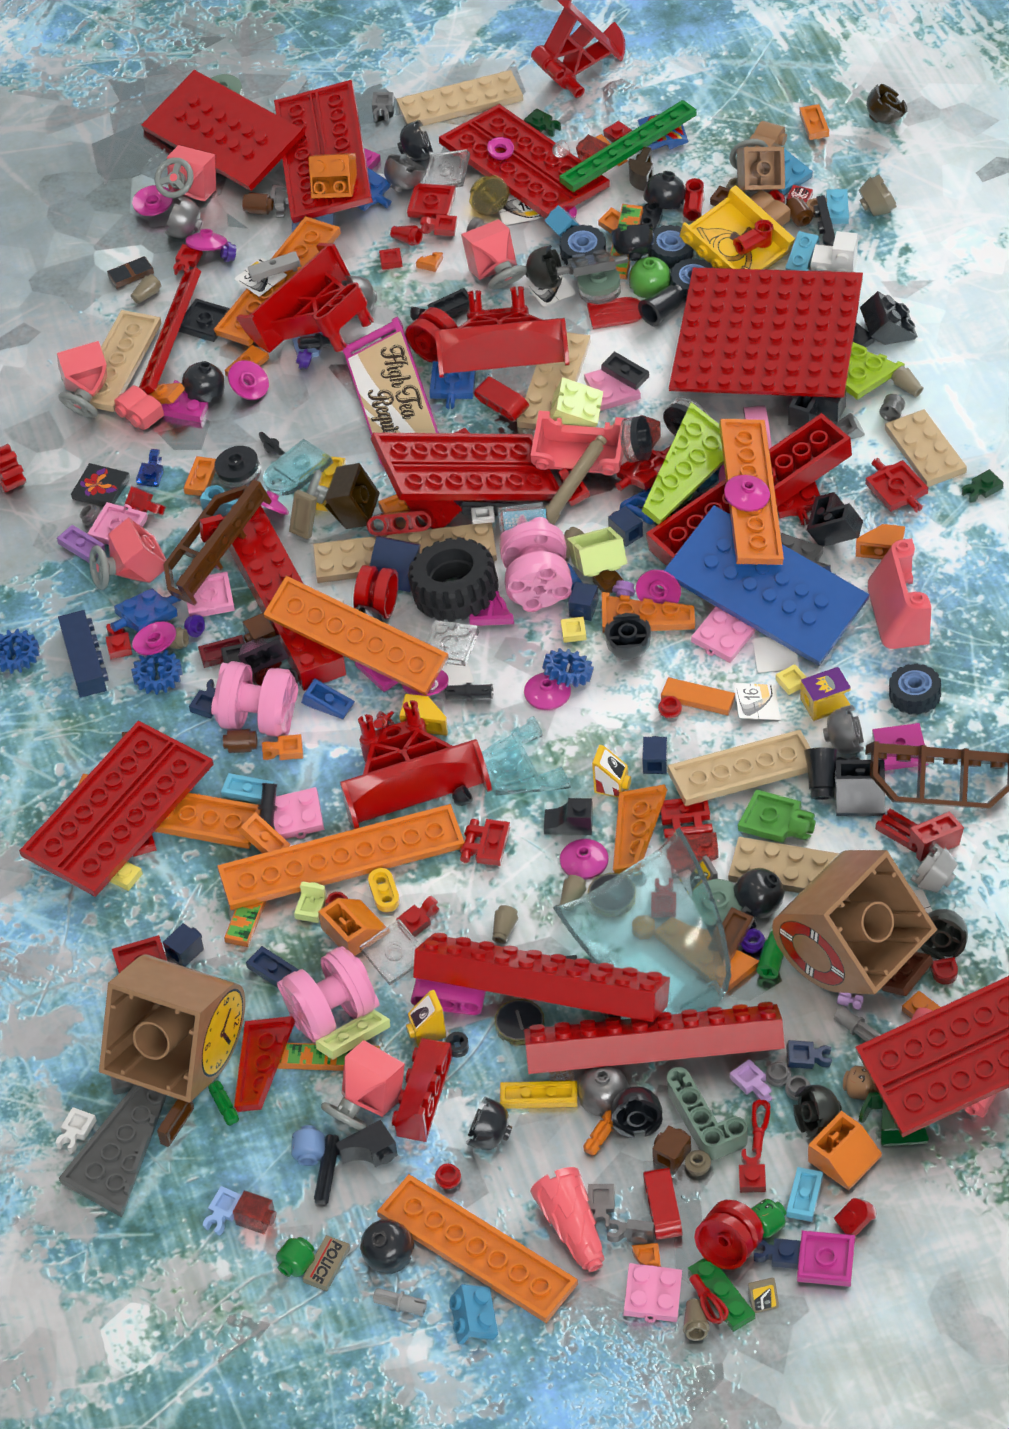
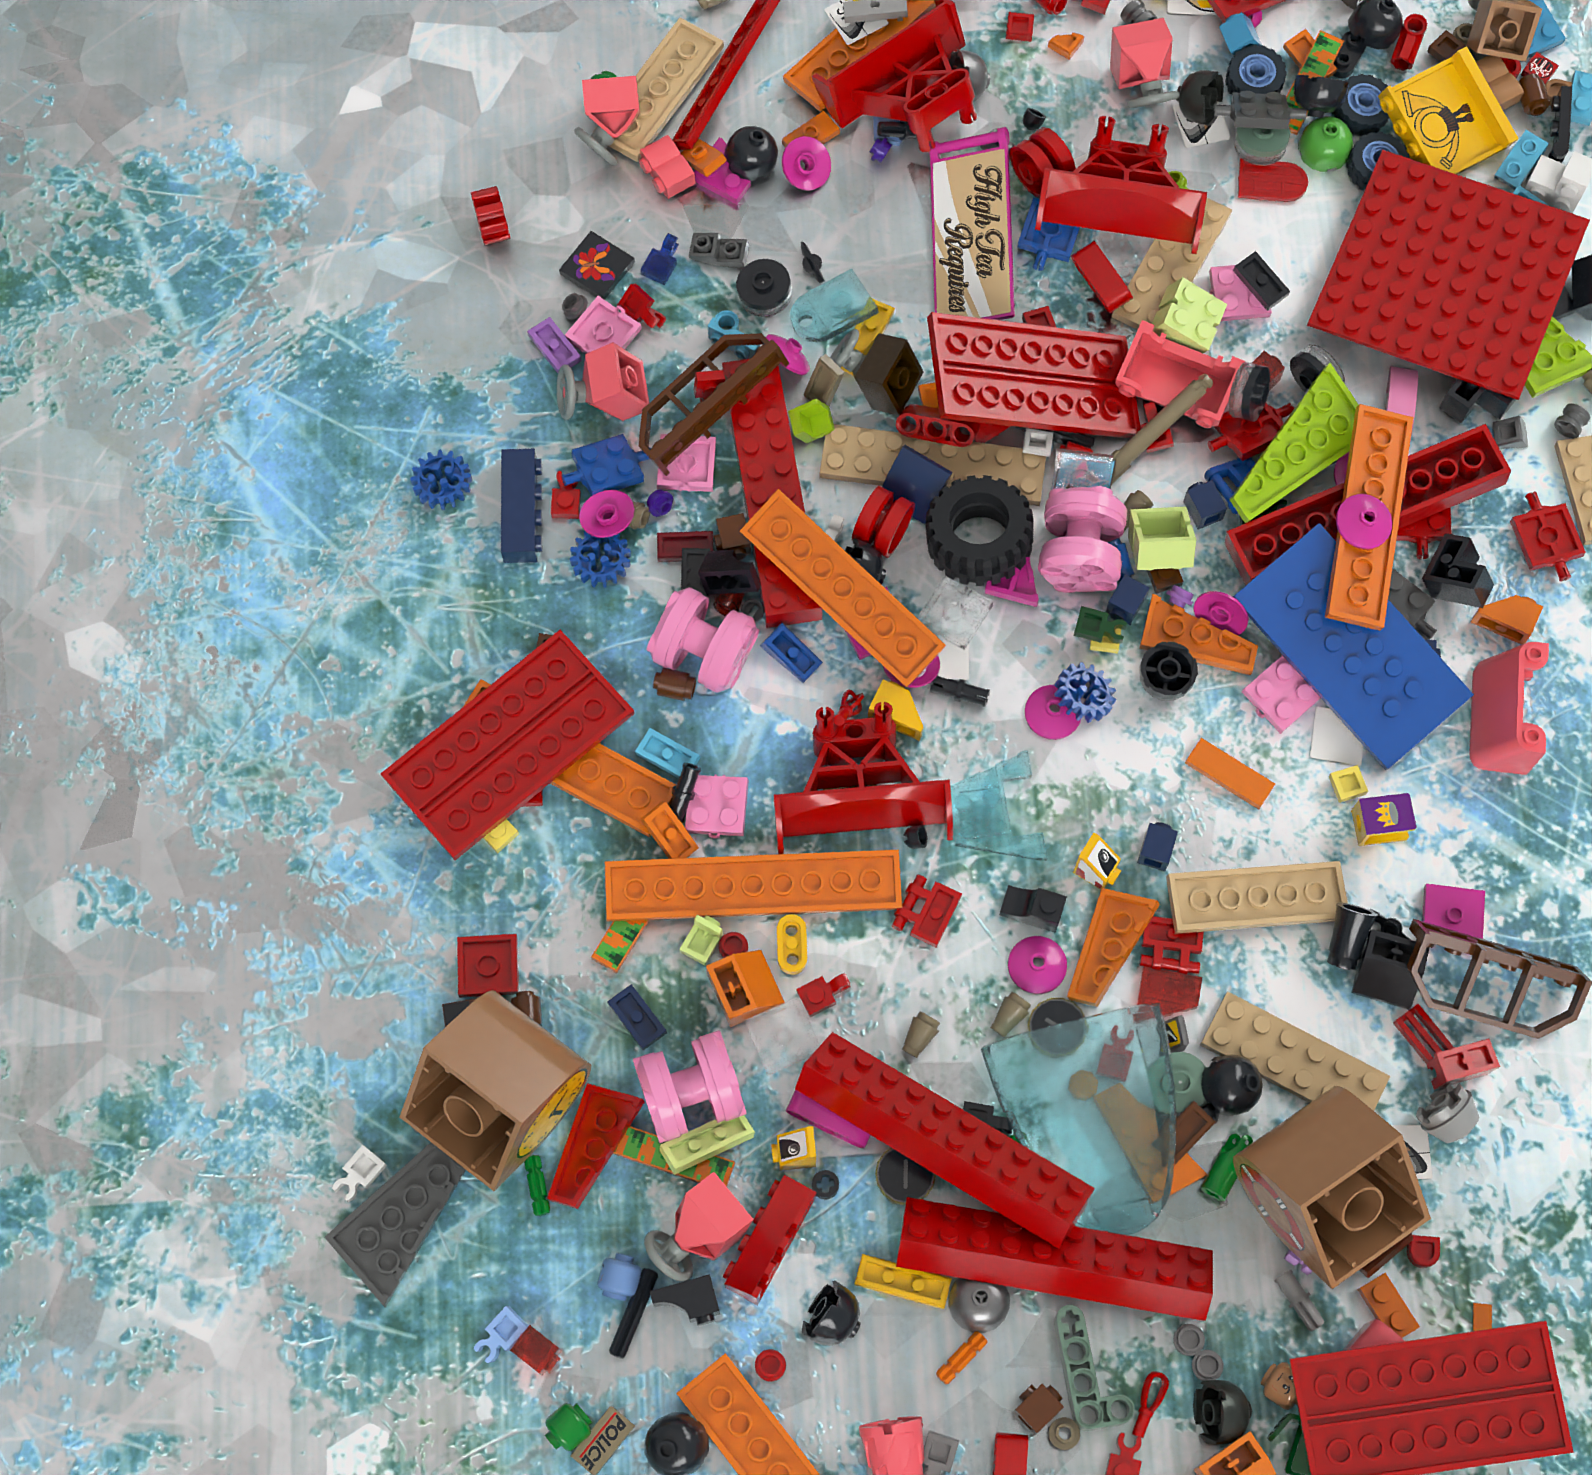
camera: 10 degrees right, 20 degrees up
(174, 1121) = (470, 1201): reddish brown tile -> none
(183, 945) = (542, 954): dark blue brick -> none
(186, 452) = (713, 250): none -> dark grey slope
(200, 476) = (717, 287): orange plate -> none
(202, 319) = (775, 55): black tile -> none
(203, 700) = (647, 615): dark blue plate -> none
(287, 748) = (728, 708): orange plate -> none
(300, 542) = (811, 420): none -> lime panel
(452, 303) = (1075, 117): black plate -> none
(562, 619) = (1094, 625): none -> dark green plate
(636, 1111) = (1010, 1345): black cylinder -> none
(661, 304) = (1326, 191): black plant -> none
(670, 707) = (1192, 781): red plate -> none
(751, 1078) = (1155, 1337): lavender plate -> none
(756, 936) = (1216, 1142): dark purple plate -> none
(757, 701) = (1298, 801): sticker -> none
(759, 237) = (1468, 126): red piece -> none
(776, 818) = (1278, 978): bright green plate -> none
(804, 1055) = (1226, 1323): dark blue plate -> none
(844, 731) = (1392, 882): flat silver cylinder -> none
(915, 688) = (1488, 857): black wheel -> none
(950, 935) = (1445, 1205): pearl dark grey cylinder -> none

